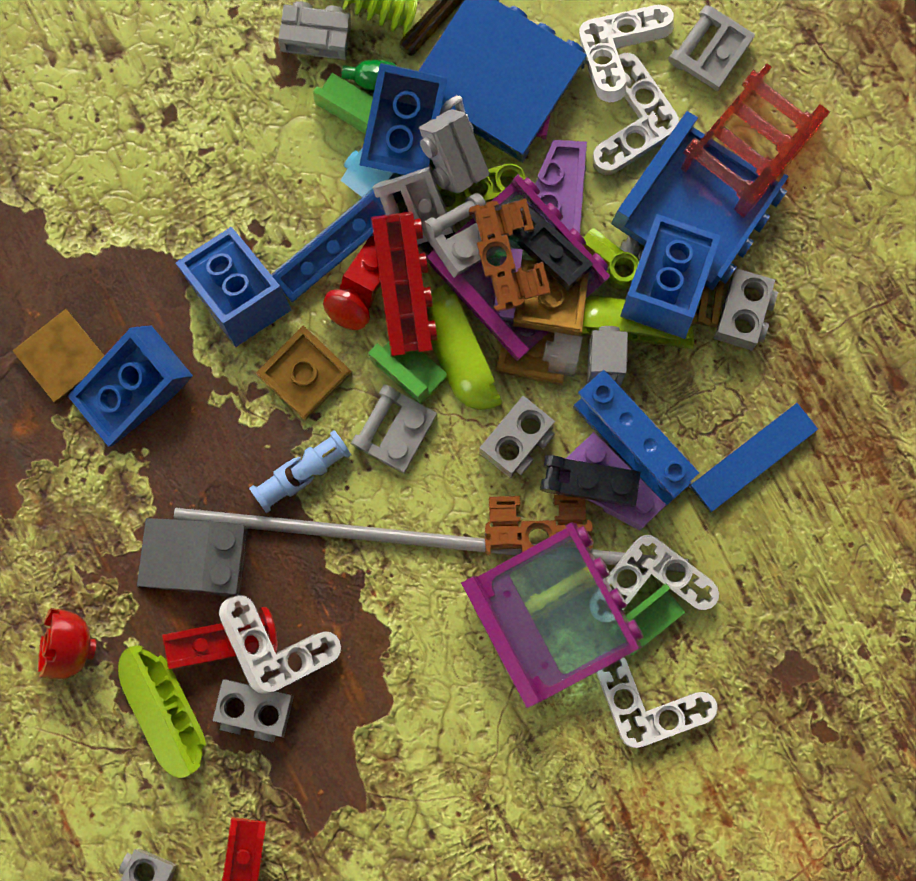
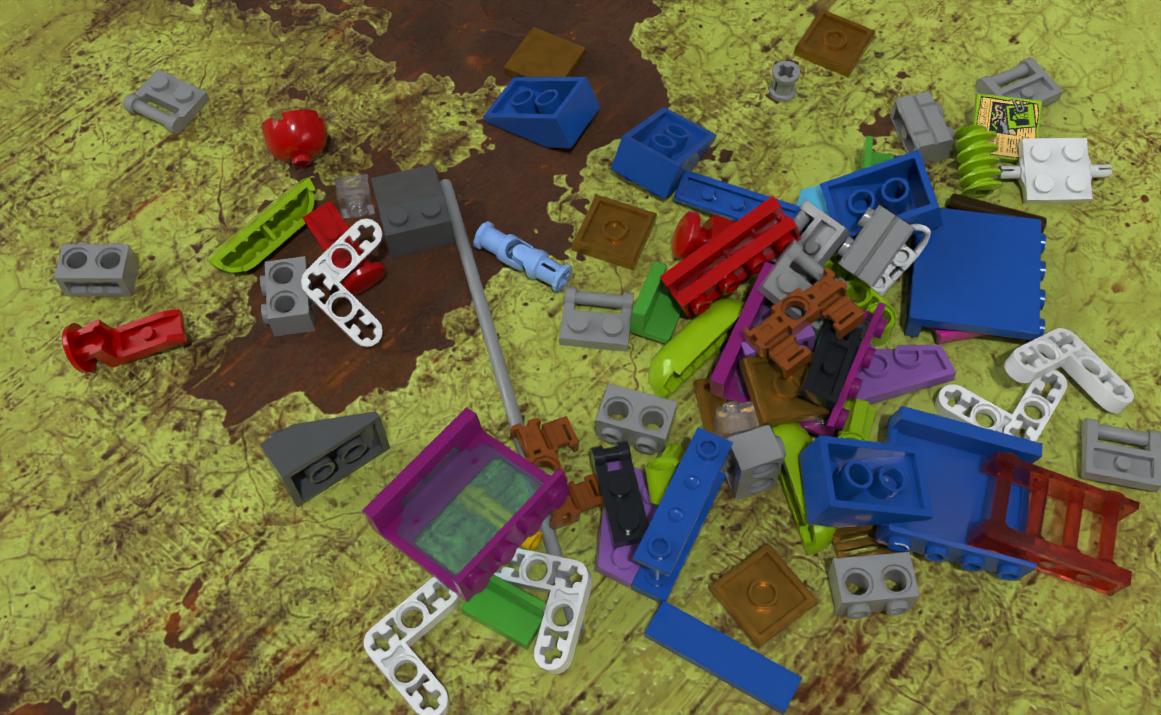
camera: 70 degrees right, 20 degrees down
(161, 609) = (354, 196): none -> clear plate
(166, 57) = (834, 42): none -> pearl gold tile
(191, 131) = (784, 75): none -> light grey bush
(447, 735) = (323, 452): none -> dark grey slope
(587, 433) = (661, 471): none -> lime piece
(715, 401) = (763, 595): none -> pearl gold tile

